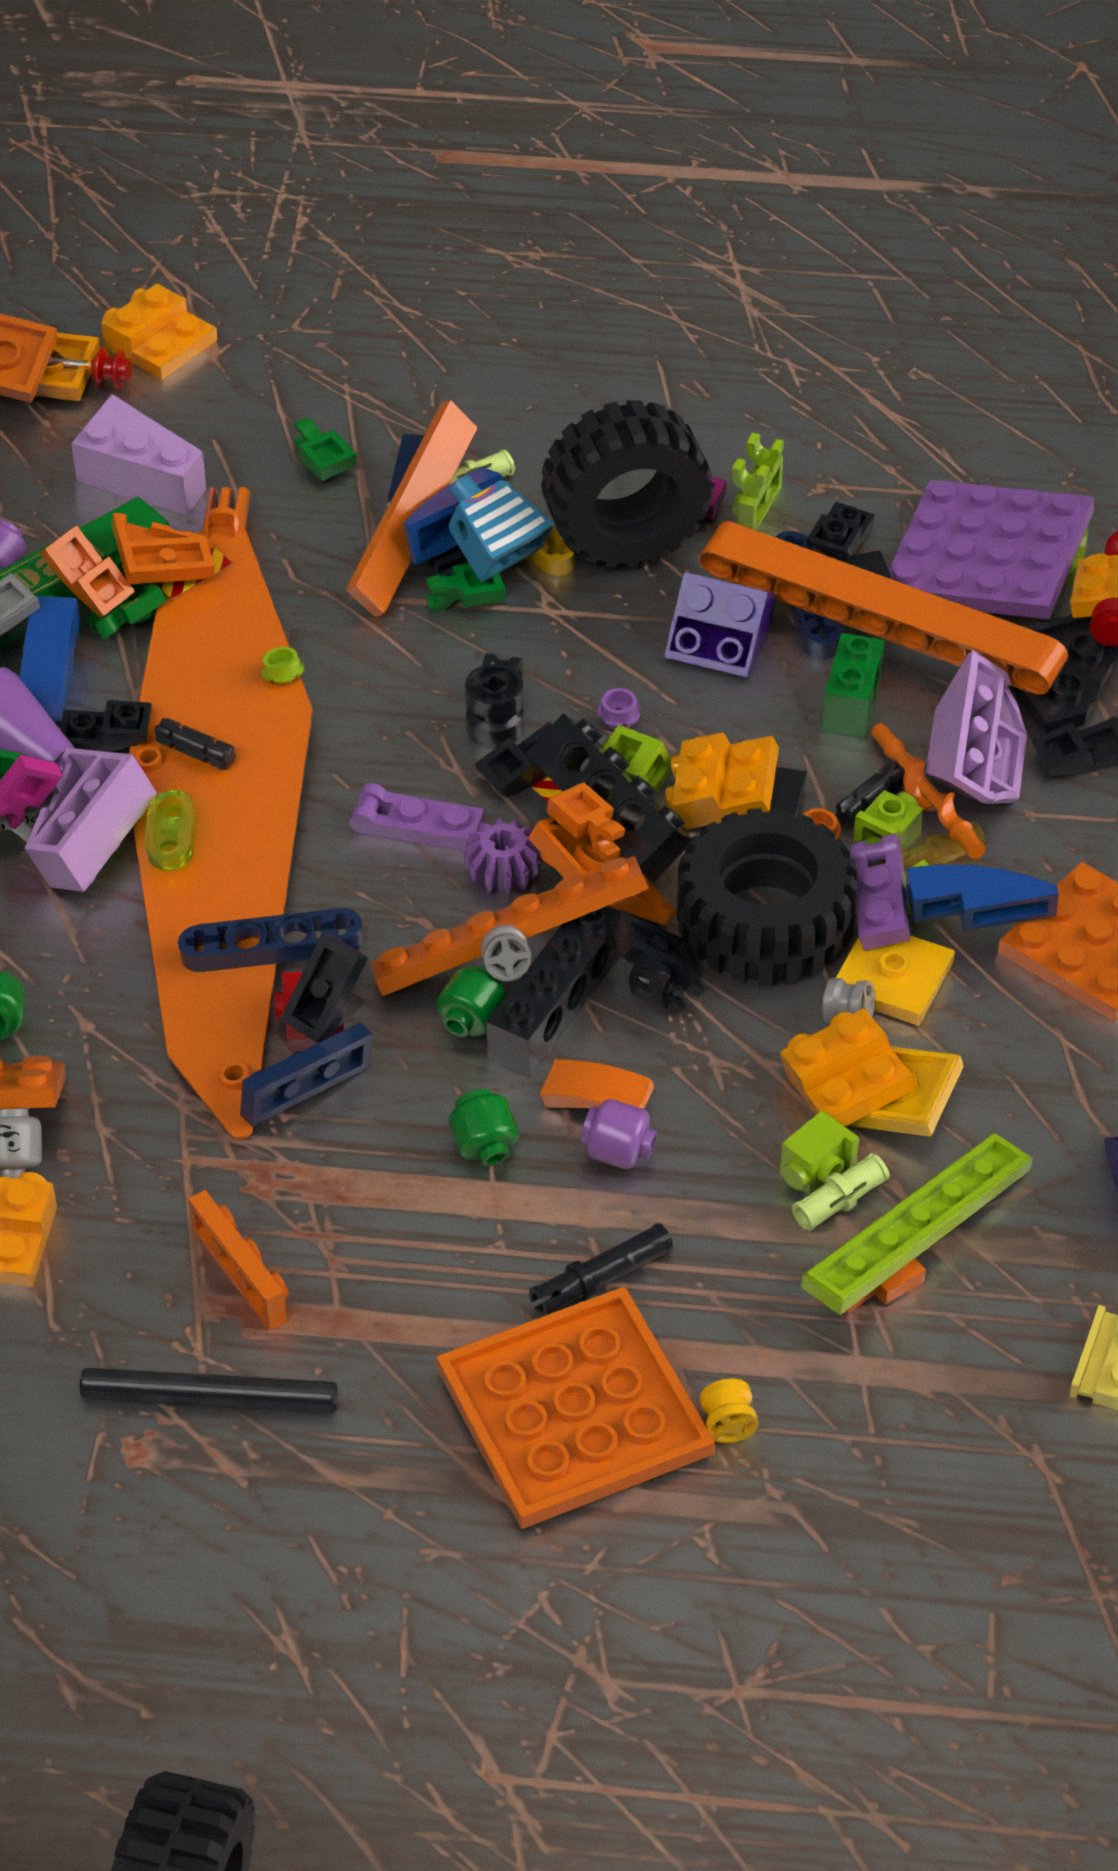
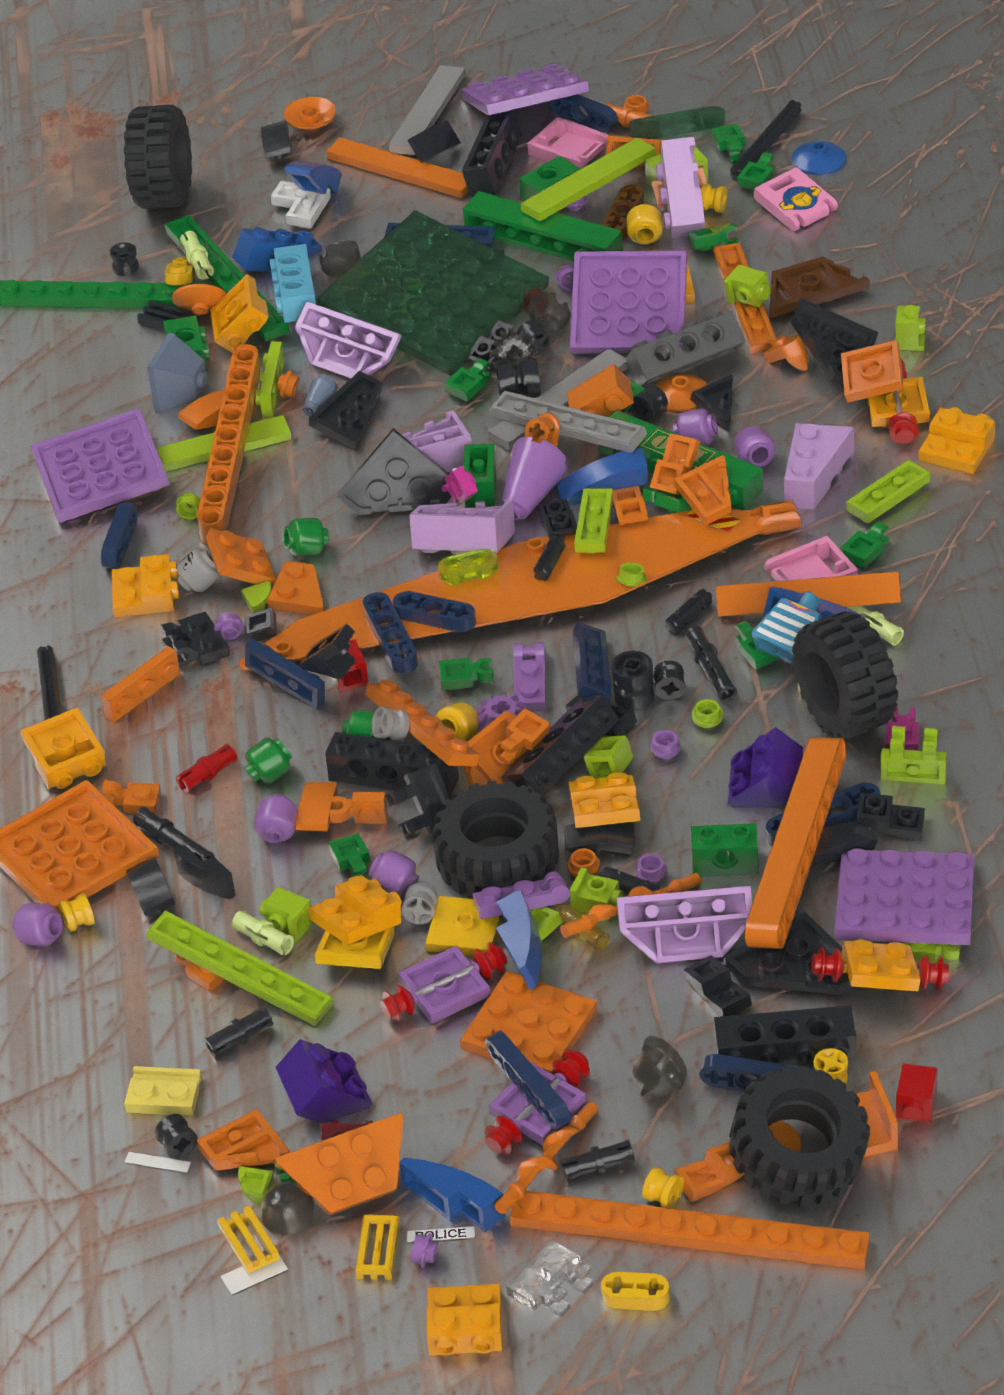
camera: 80 degrees right, 5 degrees down
(69, 504) = (754, 446): none -> medium lavender head
(90, 1092) = (256, 596): none -> lime tile
(97, 1042) = (296, 590): none -> orange wing
(112, 655) = (629, 505): none -> orange slope
(143, 681) = (594, 520): none -> lime plate
(148, 1133) = (229, 626): none -> medium lavender plate
(151, 1174) = (195, 640): none -> black plate
(162, 1097) = (260, 625): none -> black tile
(225, 409) = (888, 491): none -> lime plate
(252, 865) = (453, 614): none -> dark blue beam
(340, 520) = (807, 562): none -> bright pink container
(359, 1371) = (64, 749): none -> light orange plate
(361, 638) = (688, 611): none -> black axle
(384, 885) = (460, 673): none -> green plate
(429, 739) = (591, 661): none -> dark blue plate
(458, 1209) = (206, 768): none -> red pin
(482, 635) = (699, 642): none -> black pin
(486, 1306) = (132, 797): none -> orange plate
(494, 892) = (460, 718): none -> yellow head
(576, 658) = (707, 713): none -> lime plate
(630, 1031) = (364, 807): none -> orange plate
(702, 1307) = (150, 887): none -> black slope
(708, 1232) = (206, 875): none -> black slope
(716, 1067) = (350, 854): none -> green plate
(739, 1464) = (37, 924): none -> medium lavender head
(775, 1020) = (394, 872): none -> medium lavender head
(851, 766) = (651, 868): none -> medium lavender plate
(1006, 1007) = (444, 983): none -> medium lavender plate
(1033, 1249) = (238, 1031): none -> black pin

